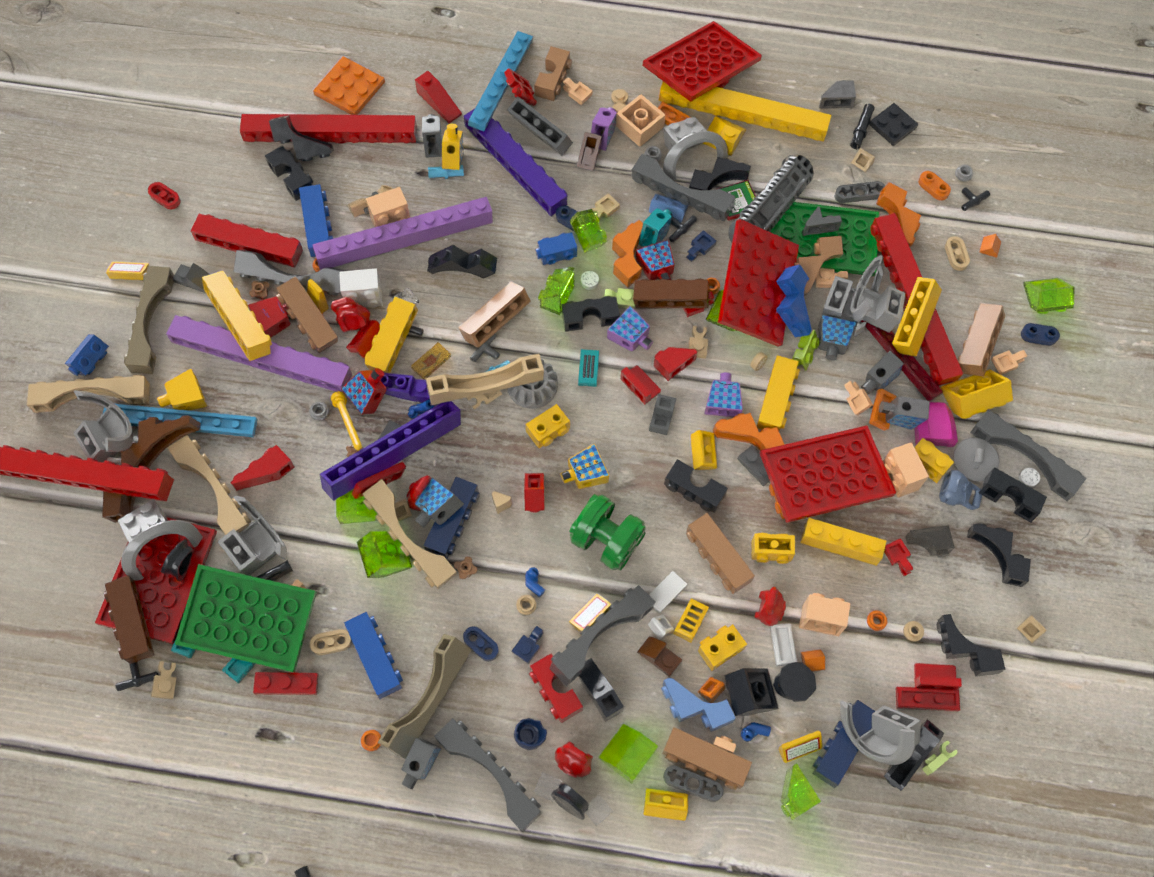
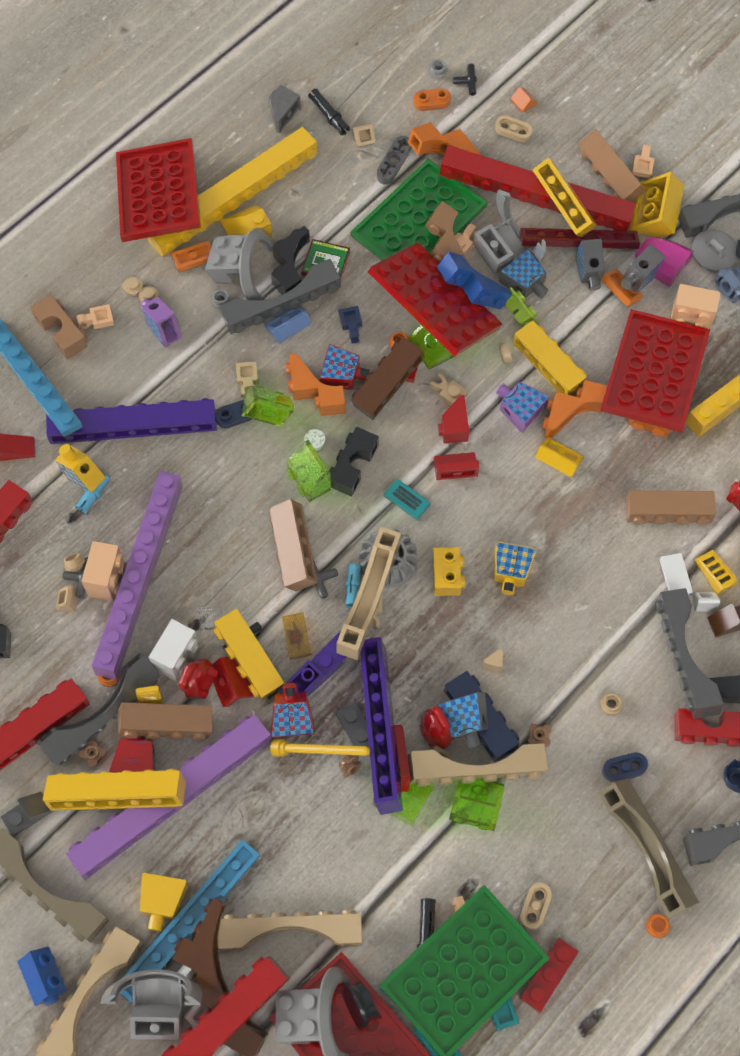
camera: 55 degrees left, 0 degrees up
(254, 544) = (385, 918): light grey piece -> none
(266, 469) = (309, 858): red slope -> none
(315, 215) = (52, 648): blue brick -> none
(319, 406) = (276, 768): light grey plate -> none
(373, 656) = (575, 873): blue brick -> none
(419, 409) = (343, 675): blue arm -> none
(423, 753) = (710, 890): dark grey torso -> none
(432, 128) = (43, 478): dark grey torso -> none
(455, 259) = (207, 542): black arch -> none
(520, 86) = (62, 364): red plate -> none
(527, 647) = (652, 728): dark blue plate -> none
(531, 582) = (590, 684): blue arm -> none
(534, 492) = (504, 625): red slope -> none
(539, 126) = (113, 375): dark grey brick -> none
(556, 248) = (263, 444): blue brick -> none
(589, 151) = (177, 349): slope -> none
(590, 612) = (656, 652): slope -> none
(596, 524) = (611, 579): green piece -> none
(623, 296) = (355, 418): yellowish green plate -> none
(630, 331) = (397, 438): torso -> none
(640, 120) = (179, 283): light nougat brick -> none
(657, 221) = (306, 339): teal torso -> none
(662, 414) = (499, 467): dark grey slope -> none
(681, 228) = (319, 326): black piece -> none
(707, 497) = (577, 493): black arch -> none
(753, 463) = (603, 422): dark grey plate -> none
(772, 547) = (698, 455): yellow brick -> none
(778, 194) = (360, 234): dark grey piece -> none
(818, 225) = (407, 211): dark grey slope -> none
(858, 398) = (600, 299): light nougat plate -> none
(877, 309) = (530, 223): light grey piece -> none
(893, 124) = (345, 87): black plate -> none
(933, 460) = (702, 277): yellow brick -> none
(1041, 334) = (635, 122): dark blue plate -> none
(1049, 295) = (604, 89): clear neon green slope -> none

